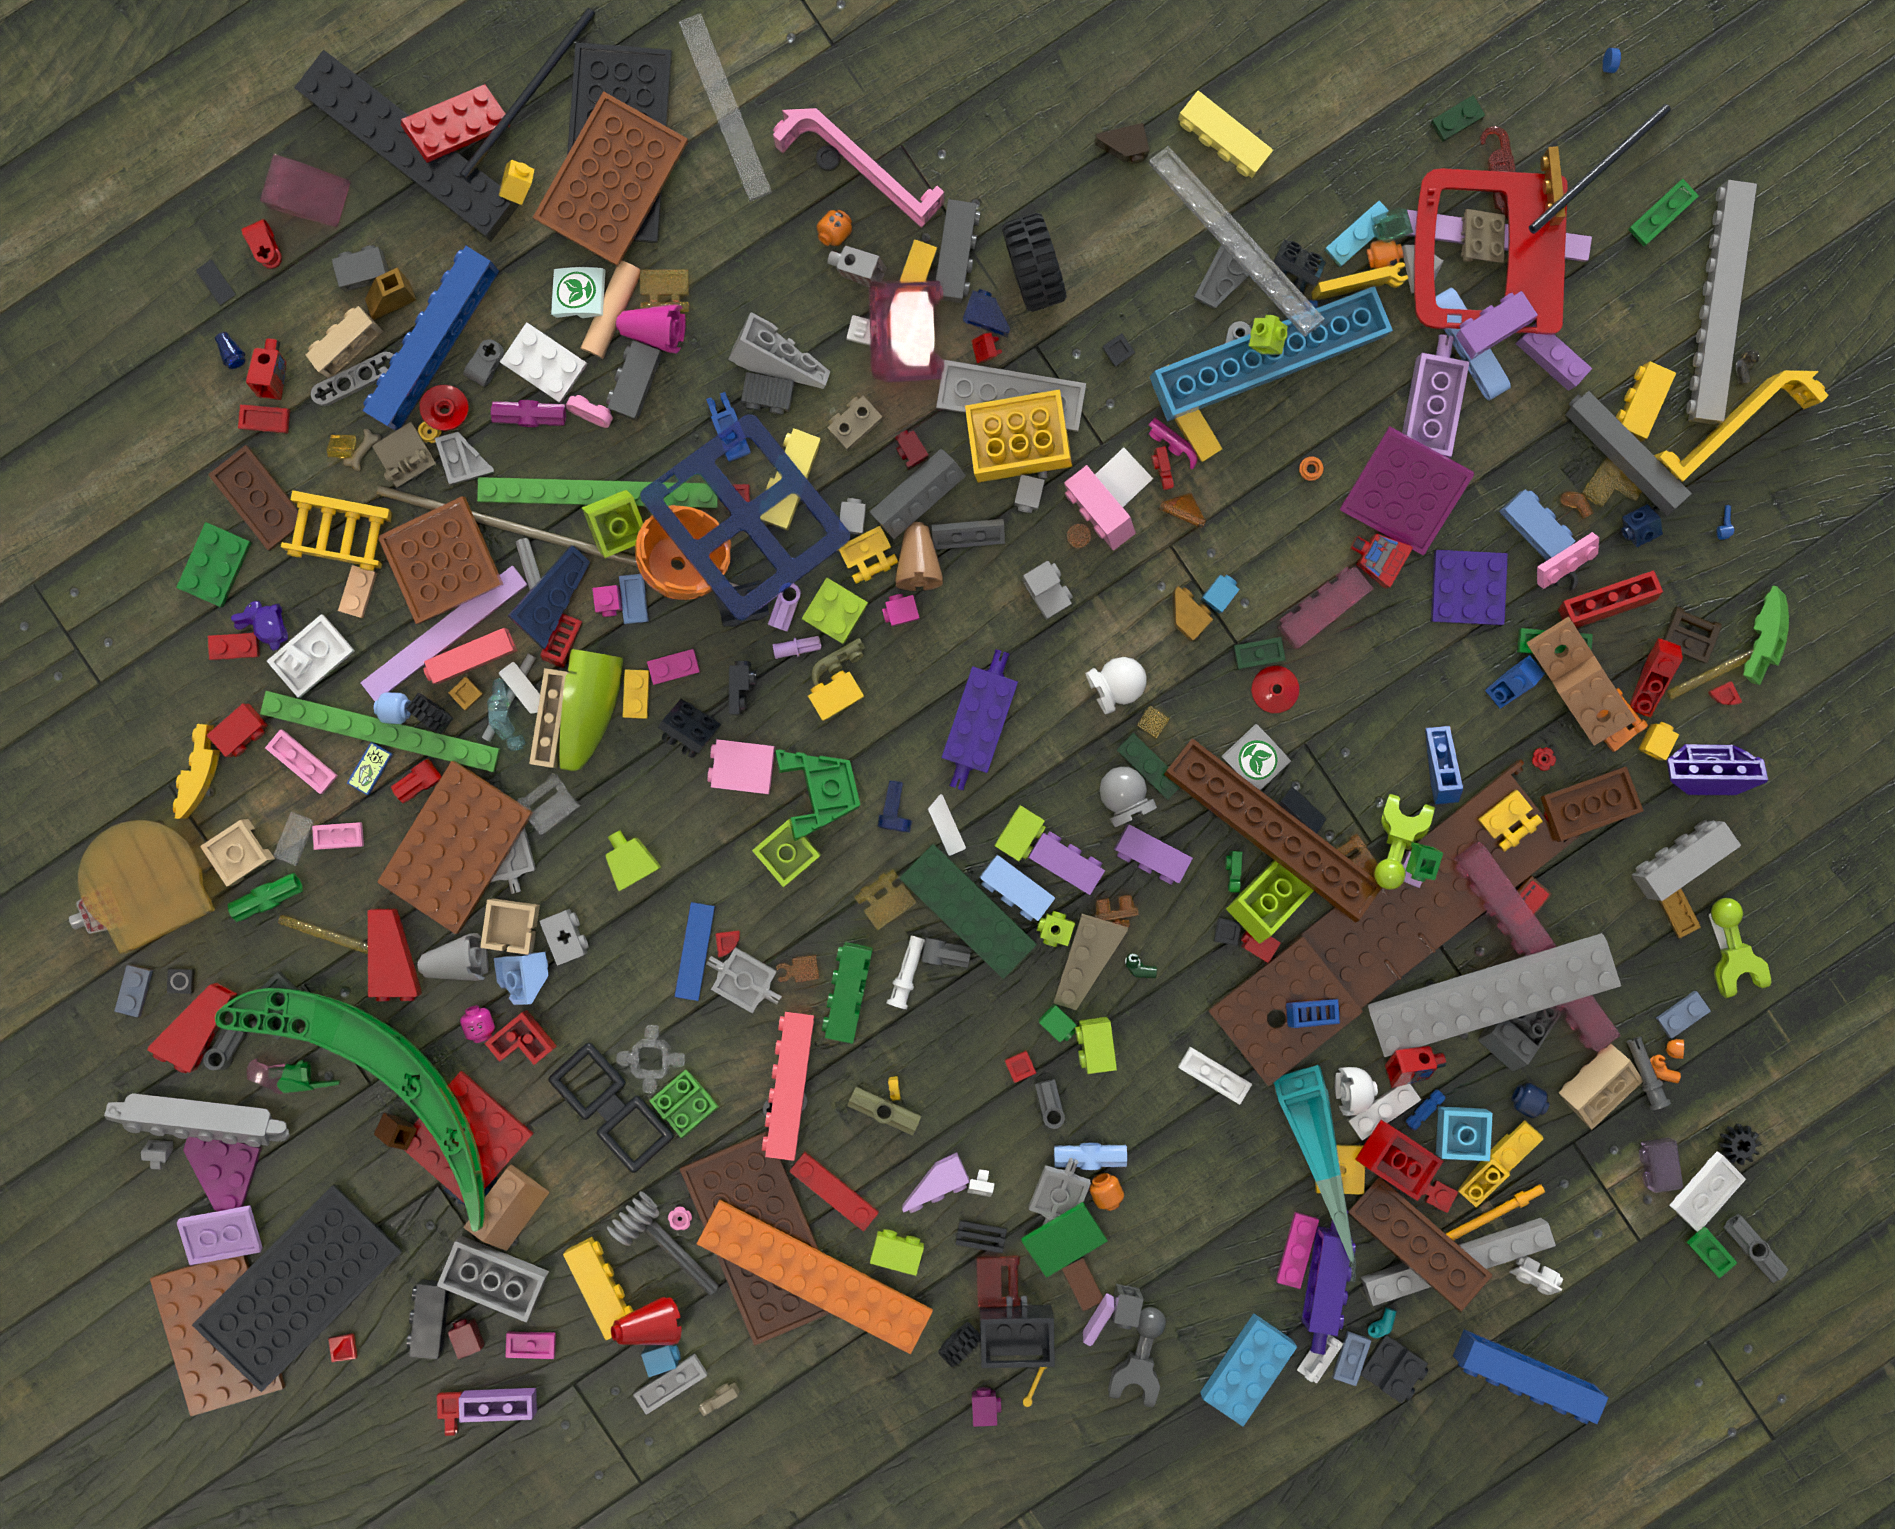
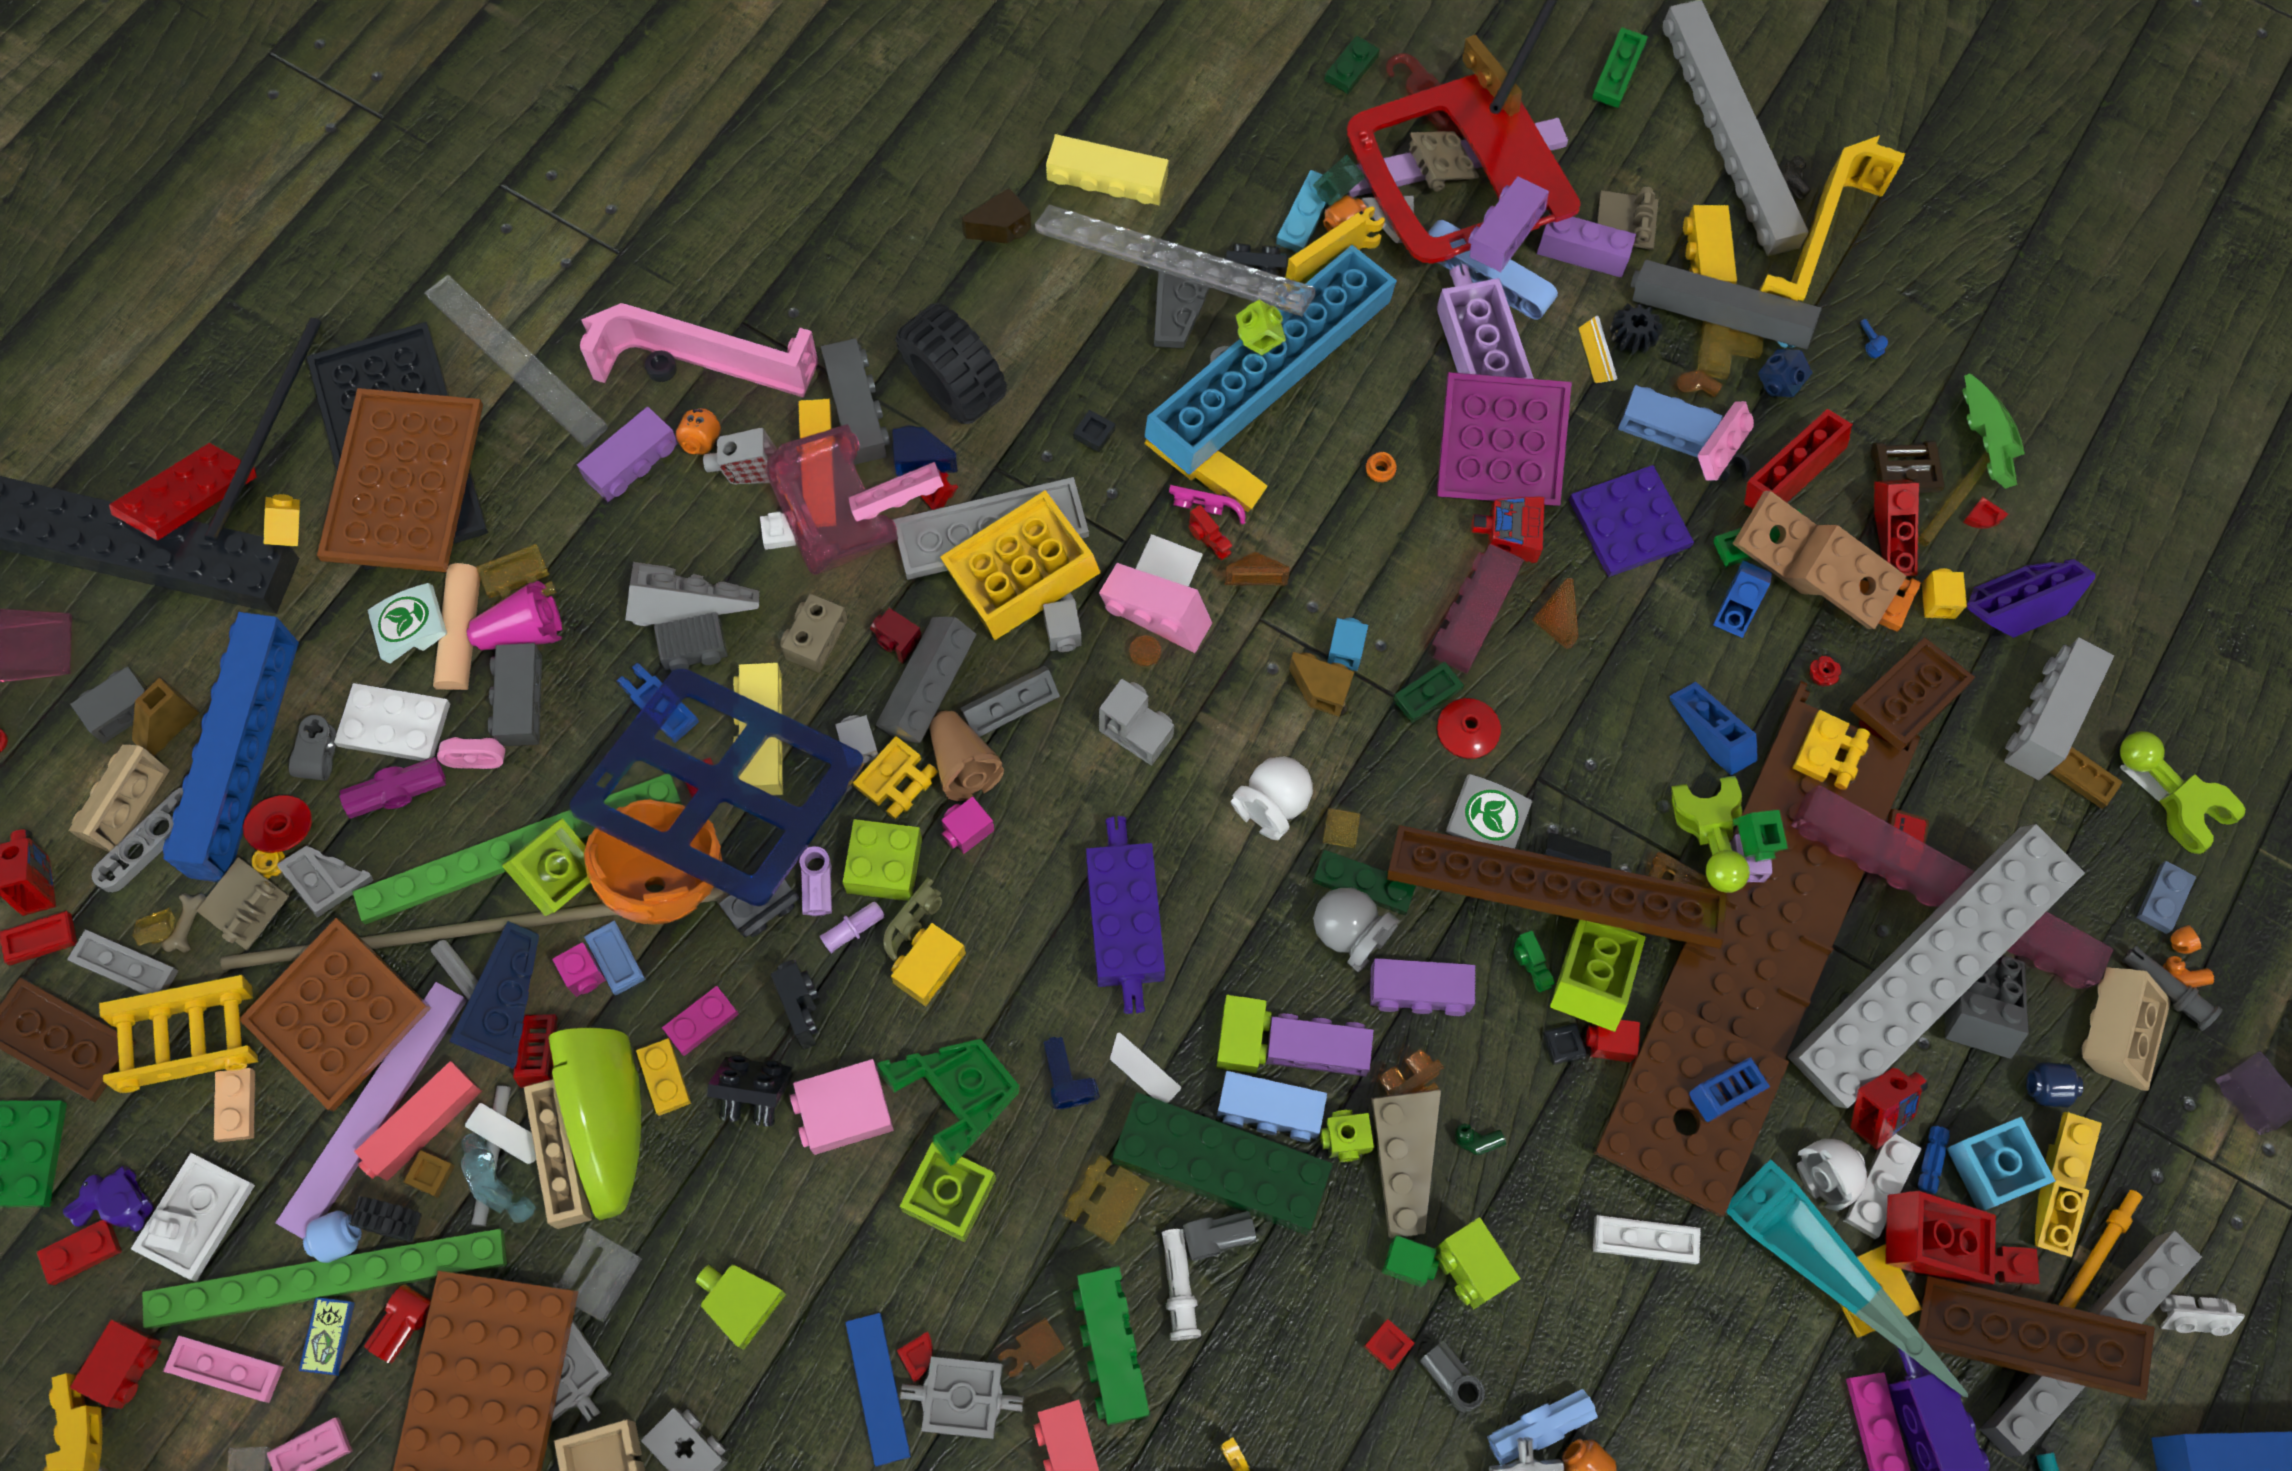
camera: 25 degrees left, 20 degrees down
(313, 464) = (121, 964): none -> light grey plate
(778, 225) = (628, 454): none -> medium lavender brick
(953, 344) = (895, 492): none -> bright pink plate
(1379, 637) = (1559, 615): none -> clear orange slope
(1517, 443) = (1597, 351): none -> yellow sticker
(1557, 449) = (1636, 328): none -> black gear
(1599, 344) = (1631, 214): none -> dark tan hinge

